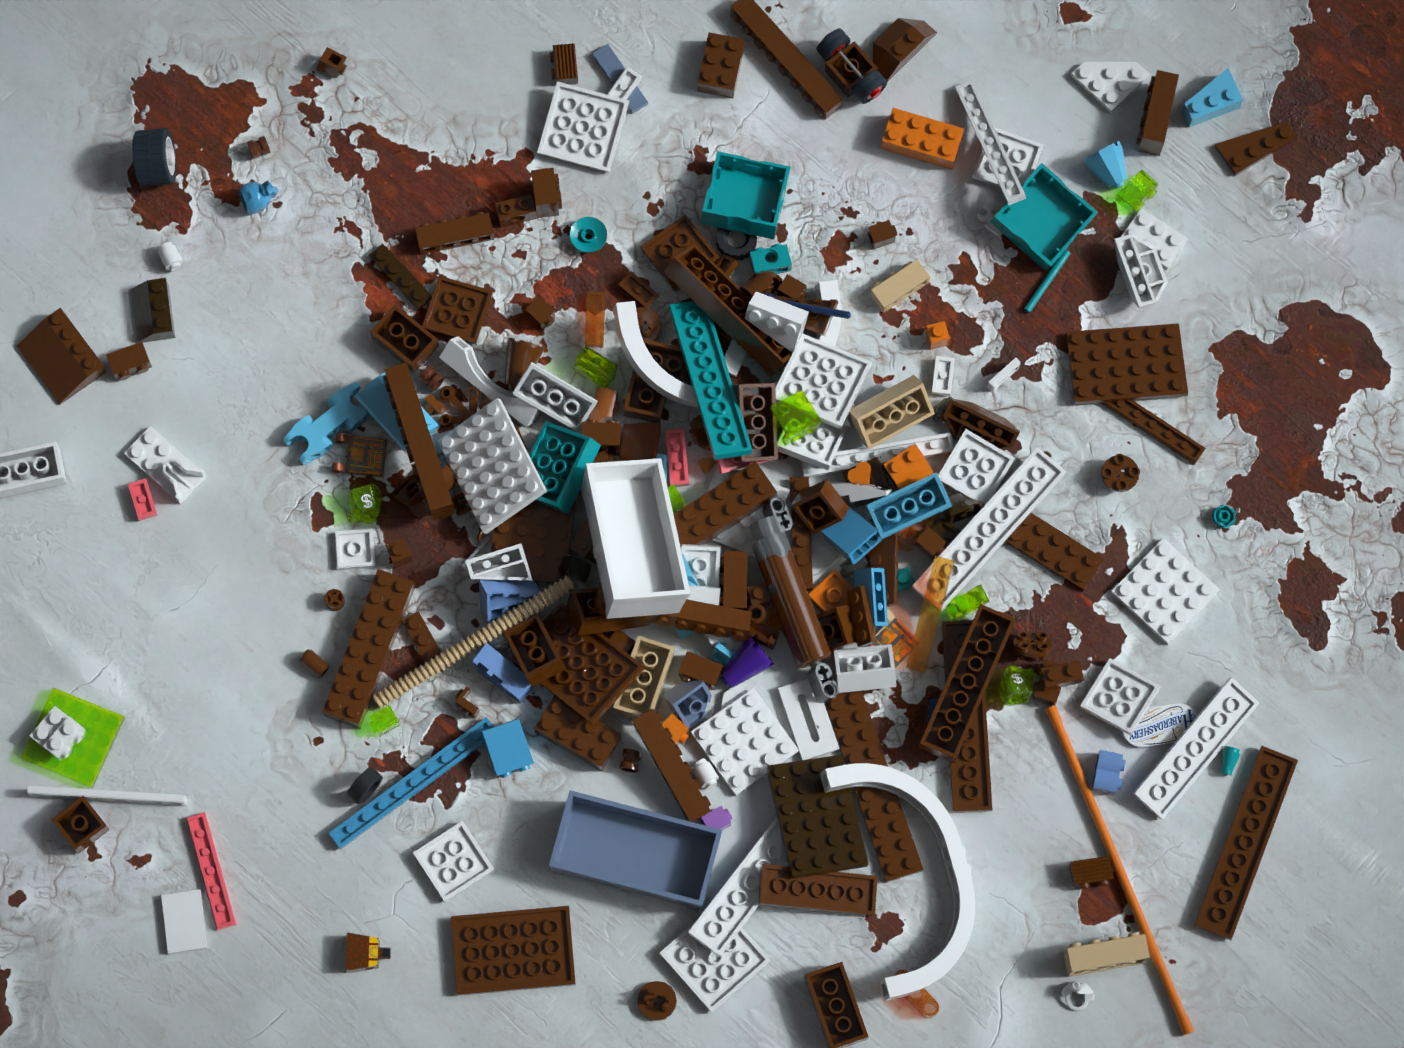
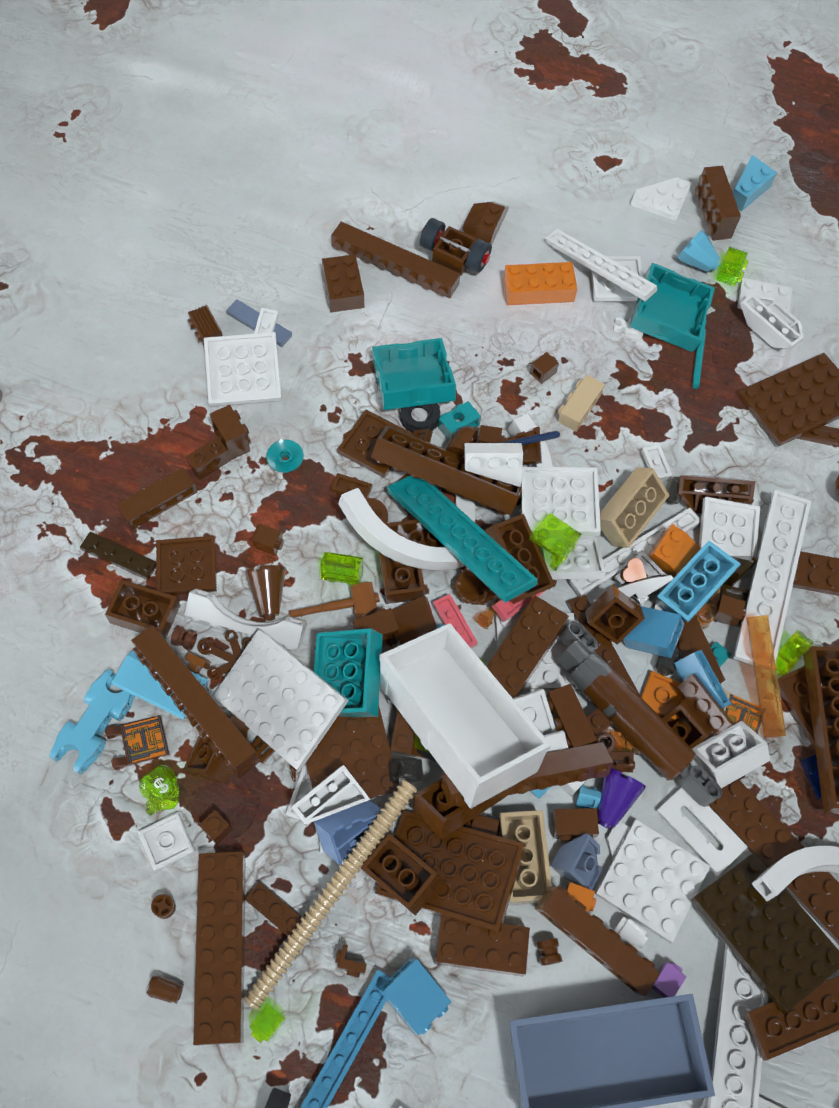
camera: 25 degrees left, 10 degrees down
(502, 673) = (376, 913): medium blue wedge -> none
(554, 397) = (314, 607): white slope -> none
(595, 319) = (321, 527): clear orange tile -> none
(937, 335) = (634, 430): orange brick -> none
(1003, 375) = (707, 443): white tile -> none
(1251, 148) = (799, 208): reddish brown wing -> none

